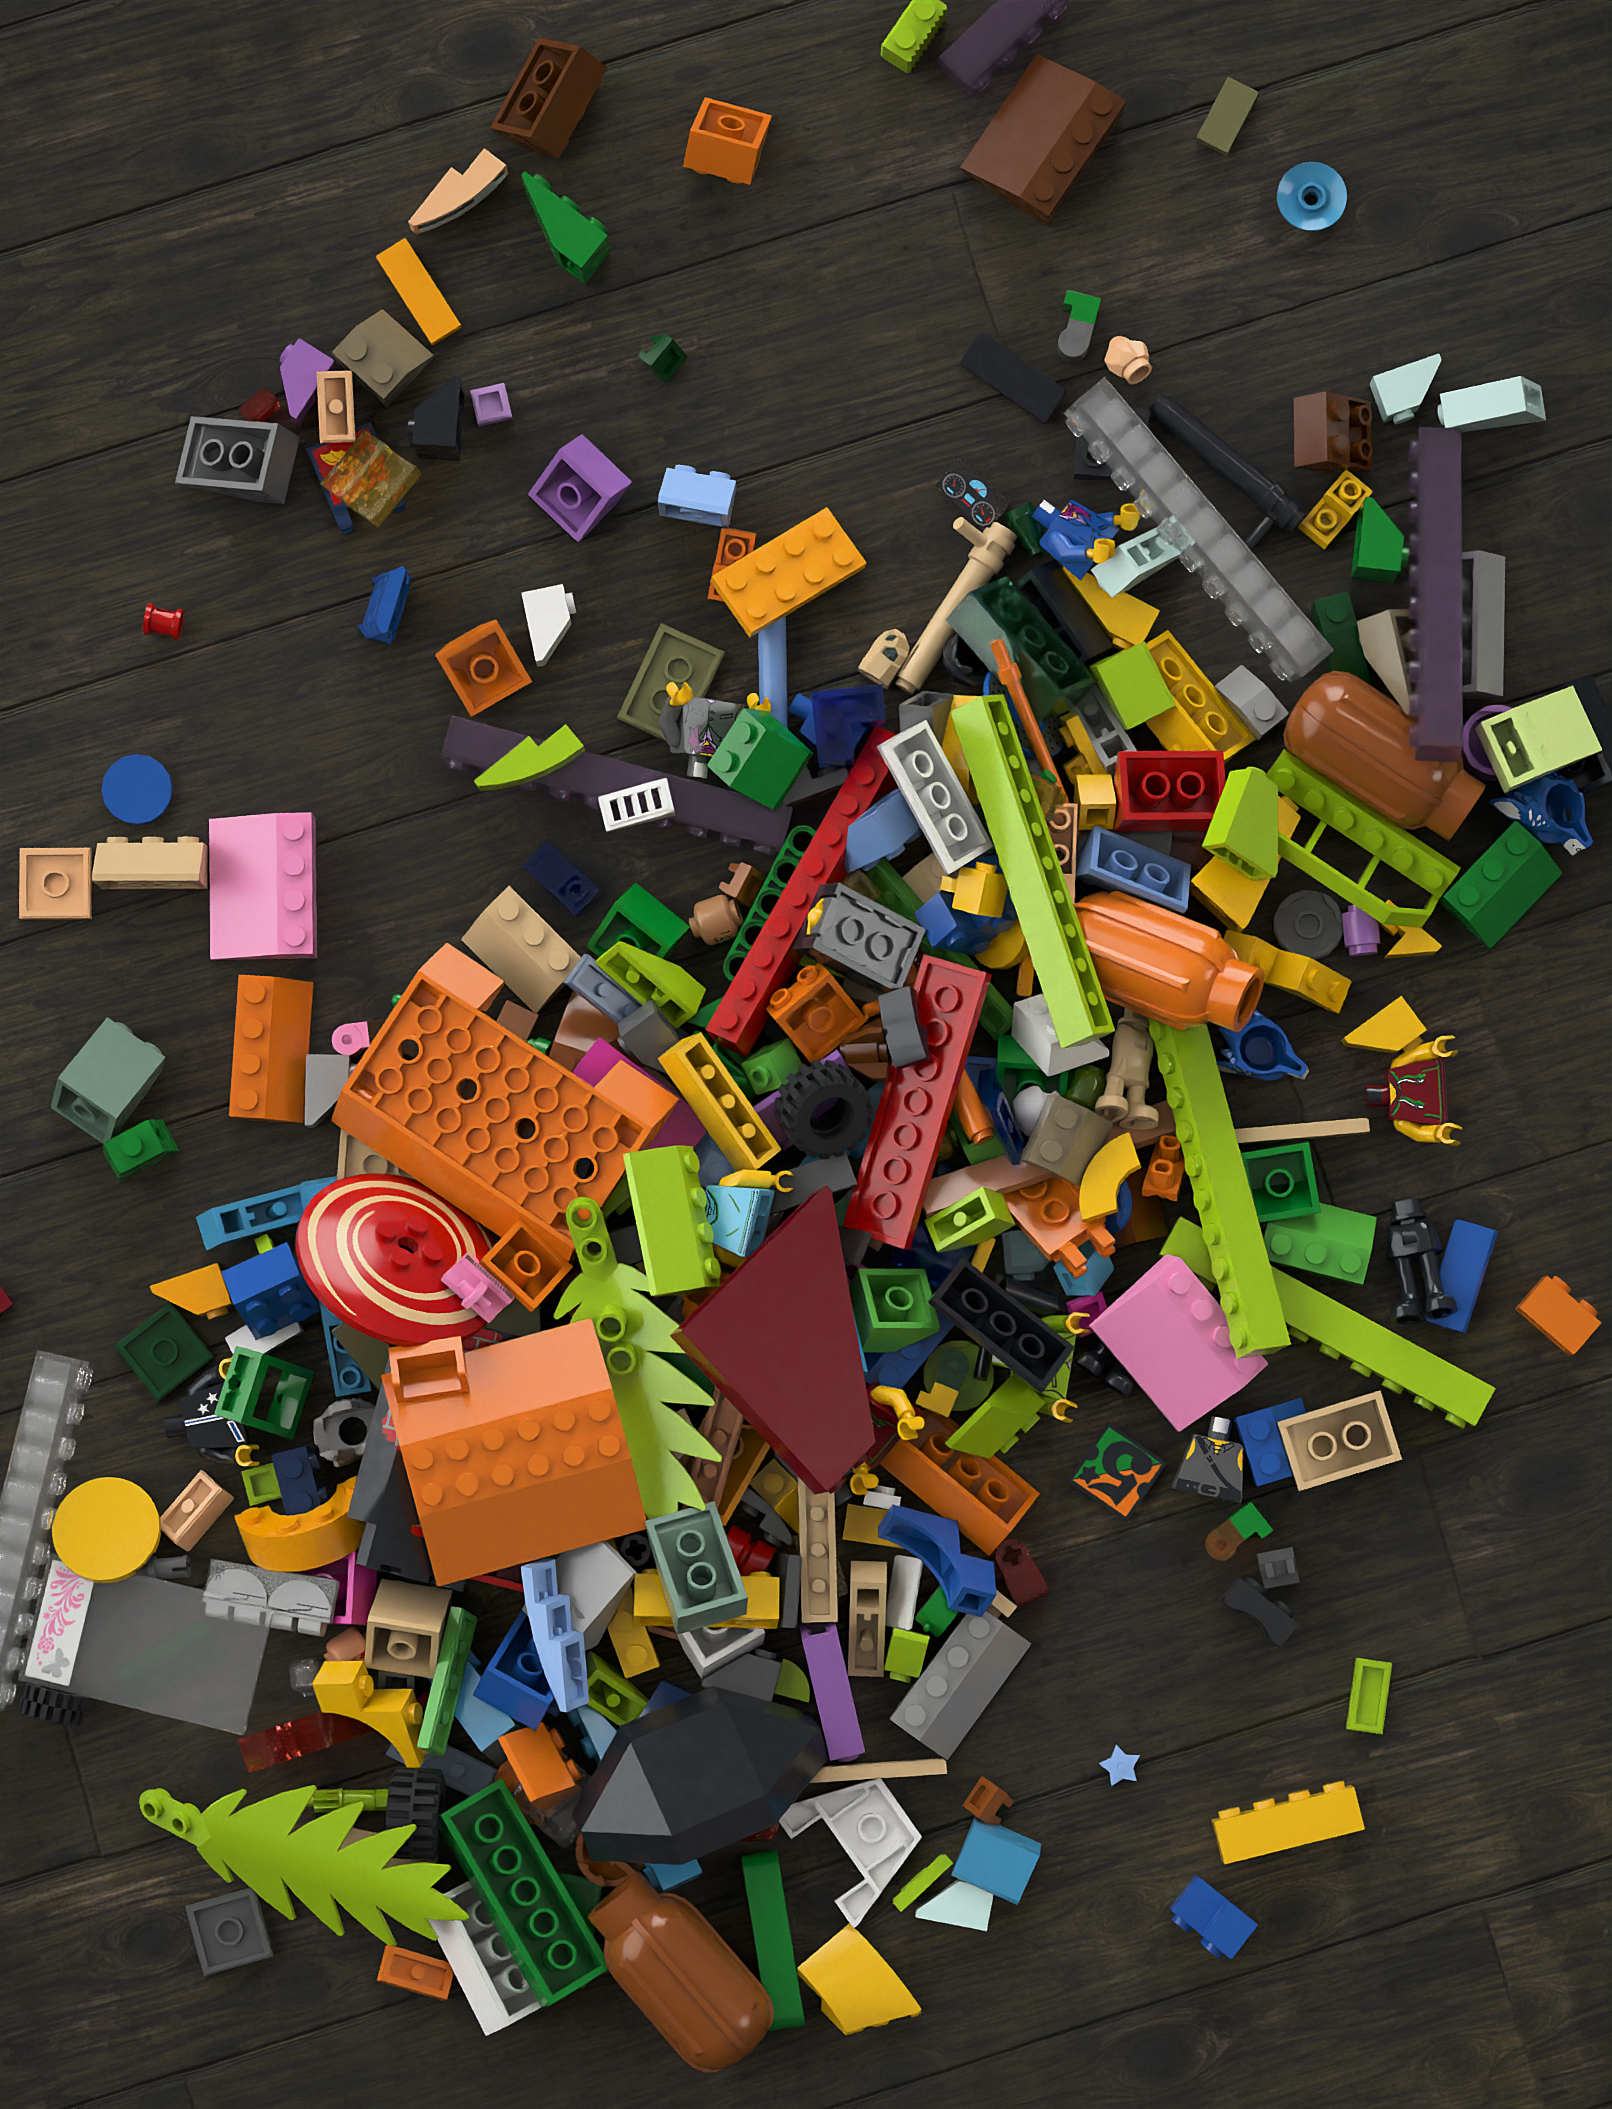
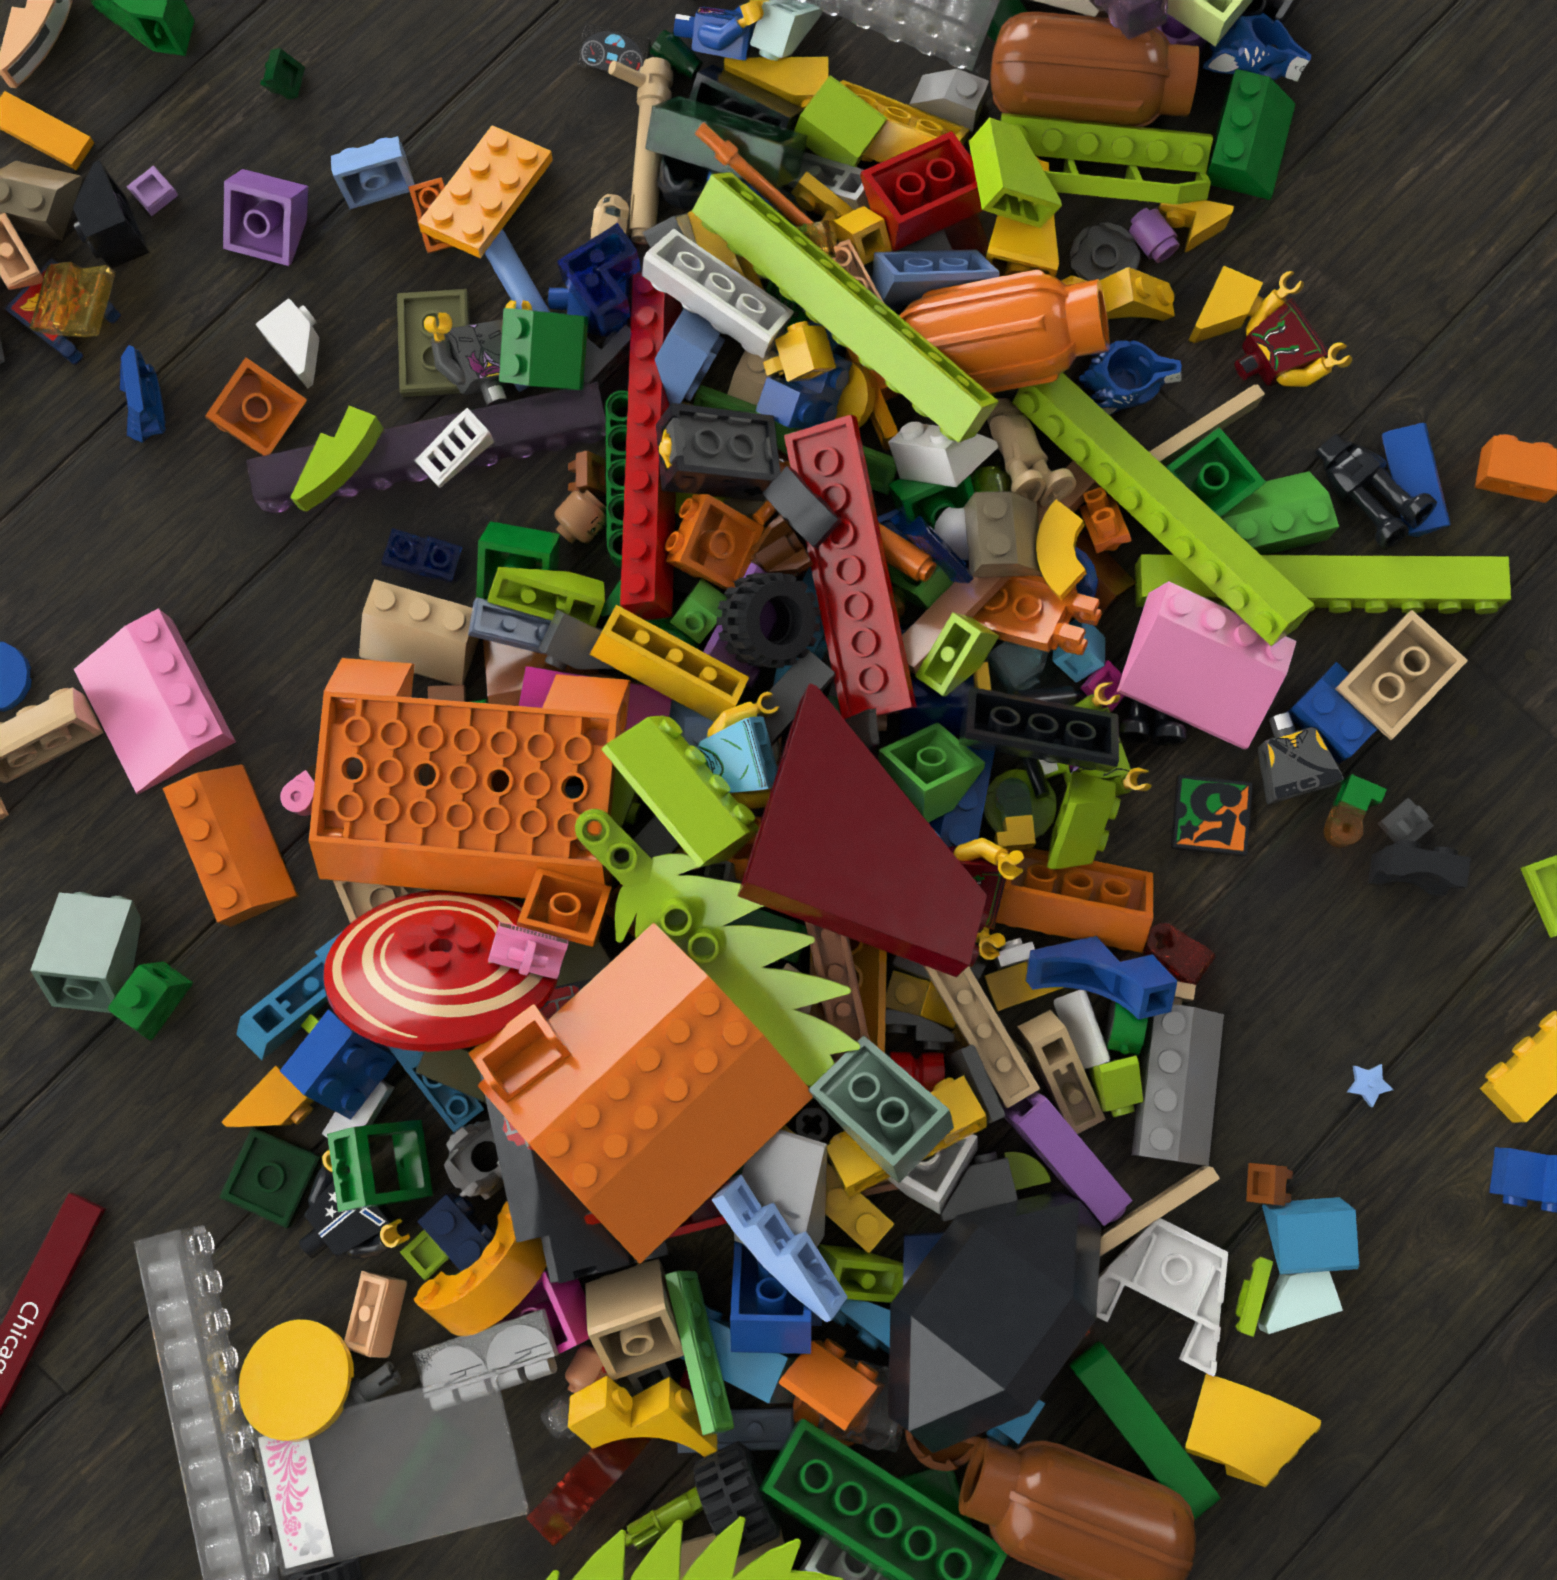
camera: 25 degrees left, 5 degrees down
(323, 1084) = (292, 847): light grey slope -> none

